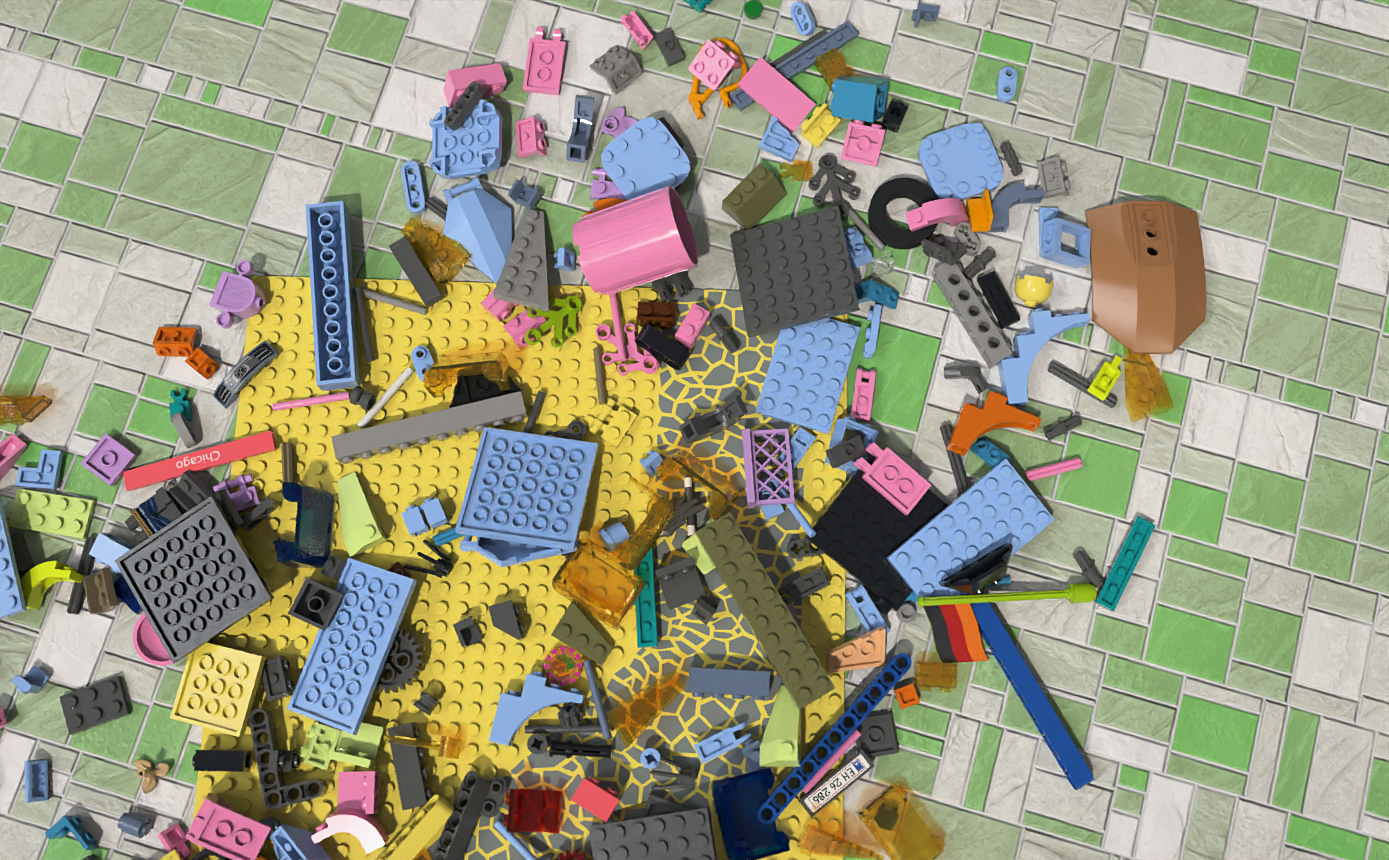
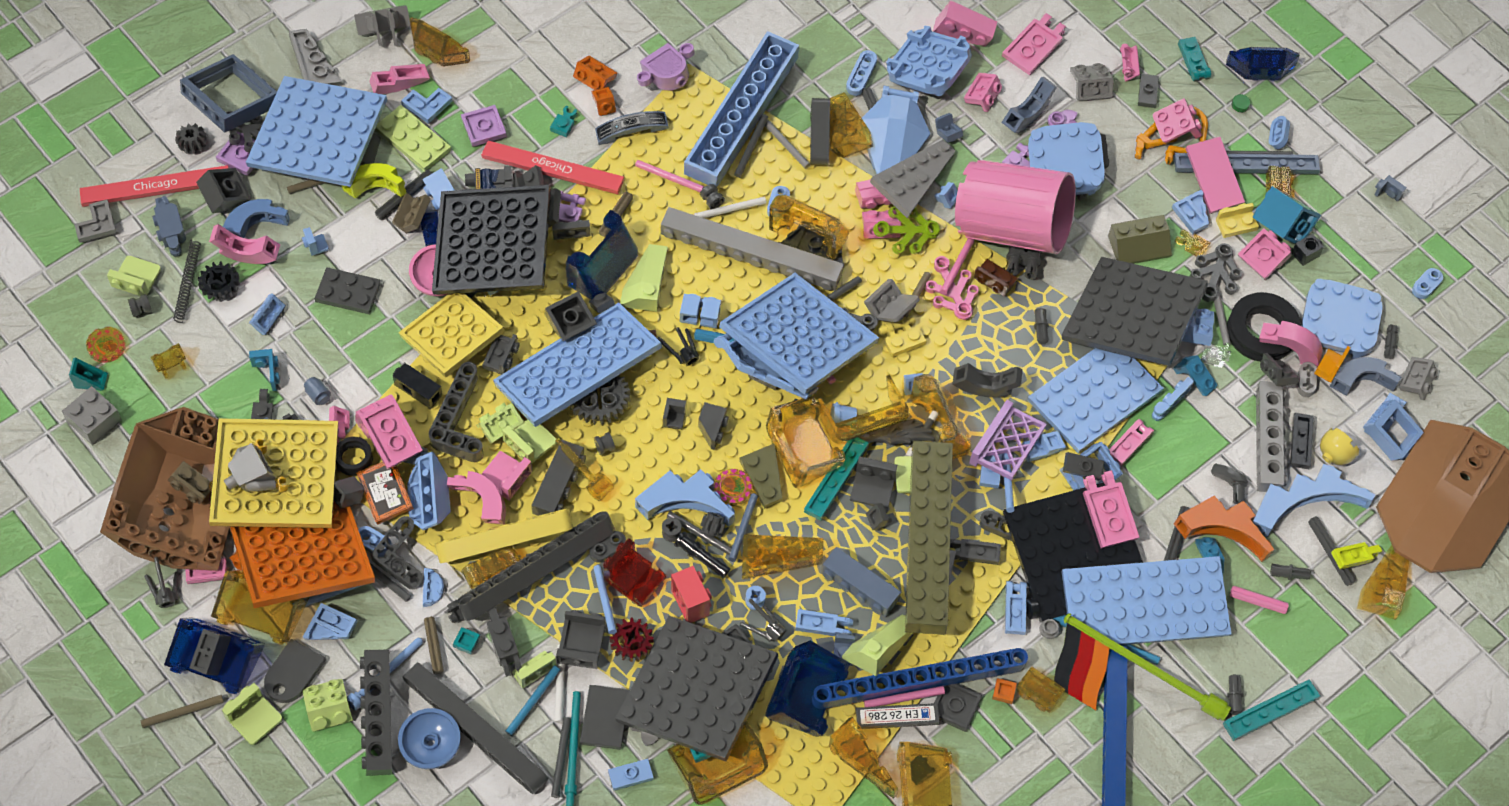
camera: 30 degrees right, 15 degrees down
(146, 771) = (353, 358): tan plant -> none
(184, 430) = (556, 137): light grey beam -> none
(283, 760) = (464, 412): dark grey slope -> none
(464, 105) = (945, 33): dark grey beam -> none
(585, 401) = (889, 303): none -> light grey bracket
(662, 347) = (983, 302): black beam -> none
(692, 326) = (1019, 302): bright pink brick -> none
(858, 653) = (986, 629): light nougat wing -> none
(979, 264) = (1304, 404): dark grey axle -> none
(981, 572) = (1133, 628): black wedge -> none

